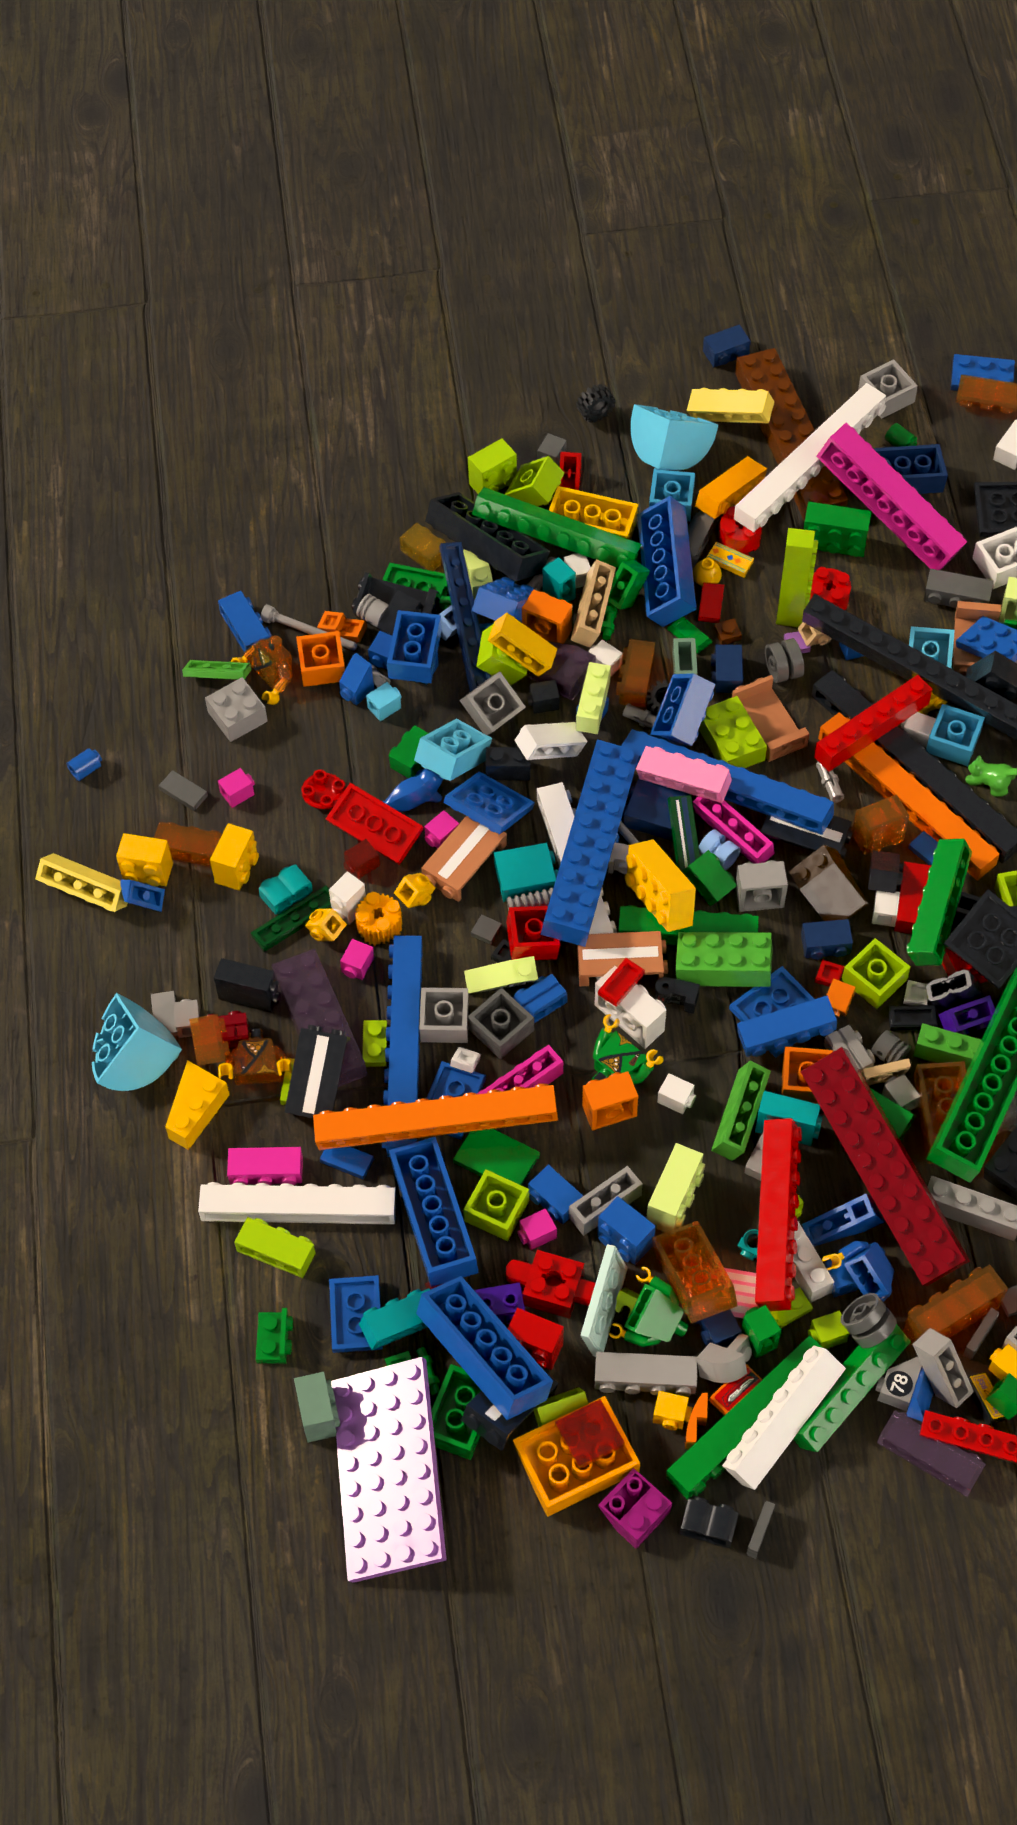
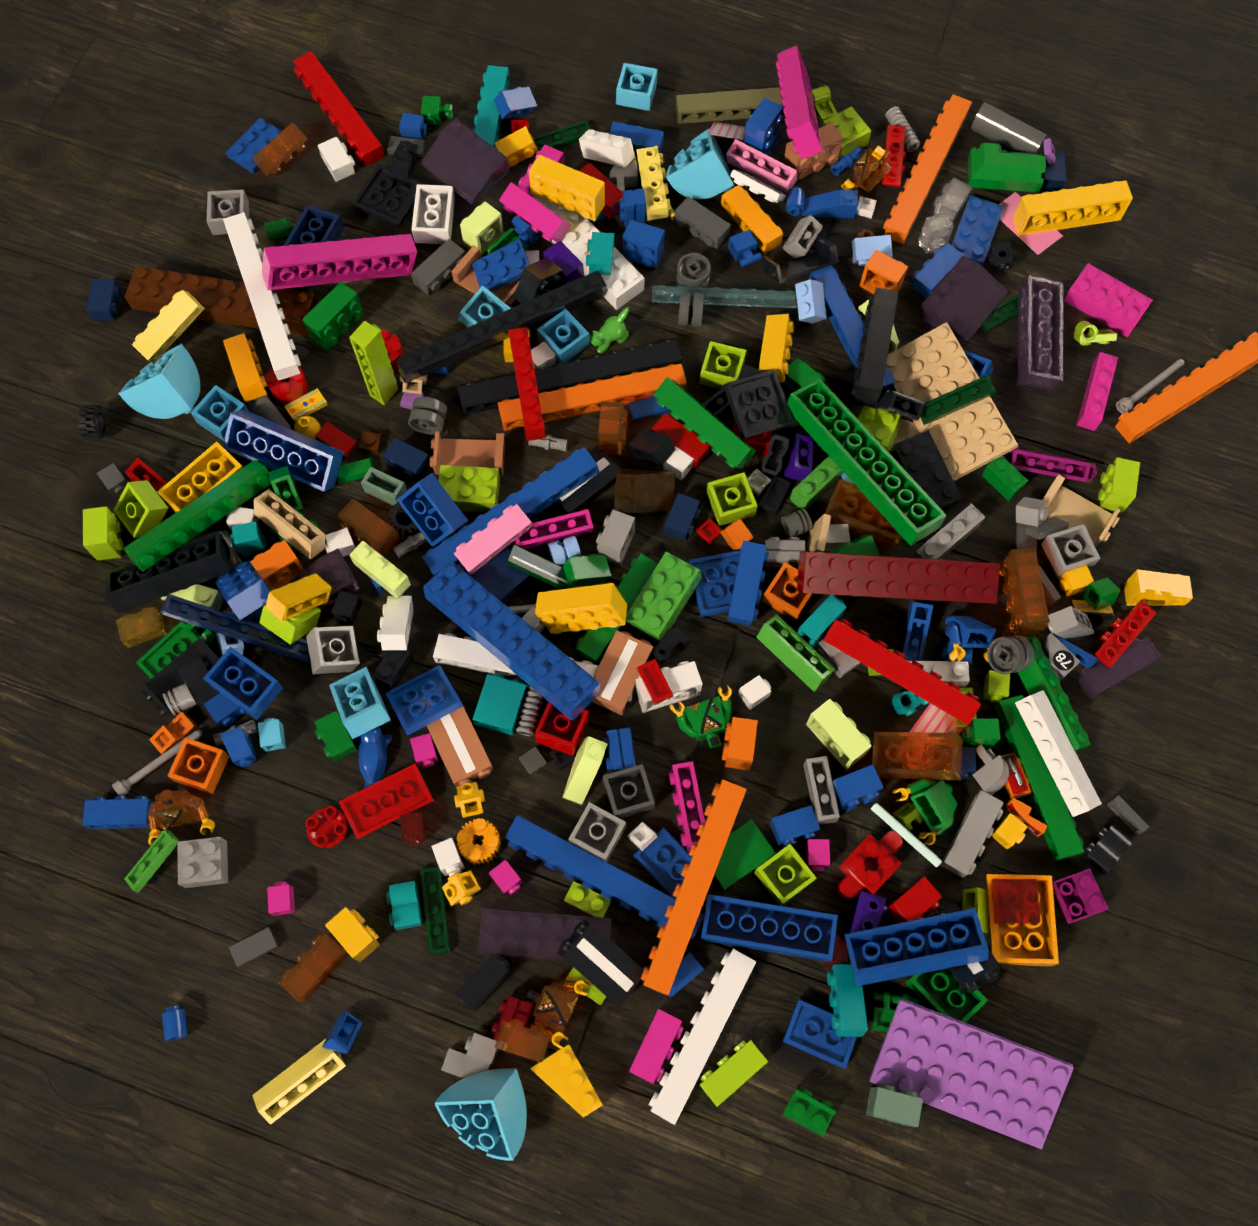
camera: 65 degrees left, 10 degrees up
(144, 859) = (310, 1015): yellow brick -> none

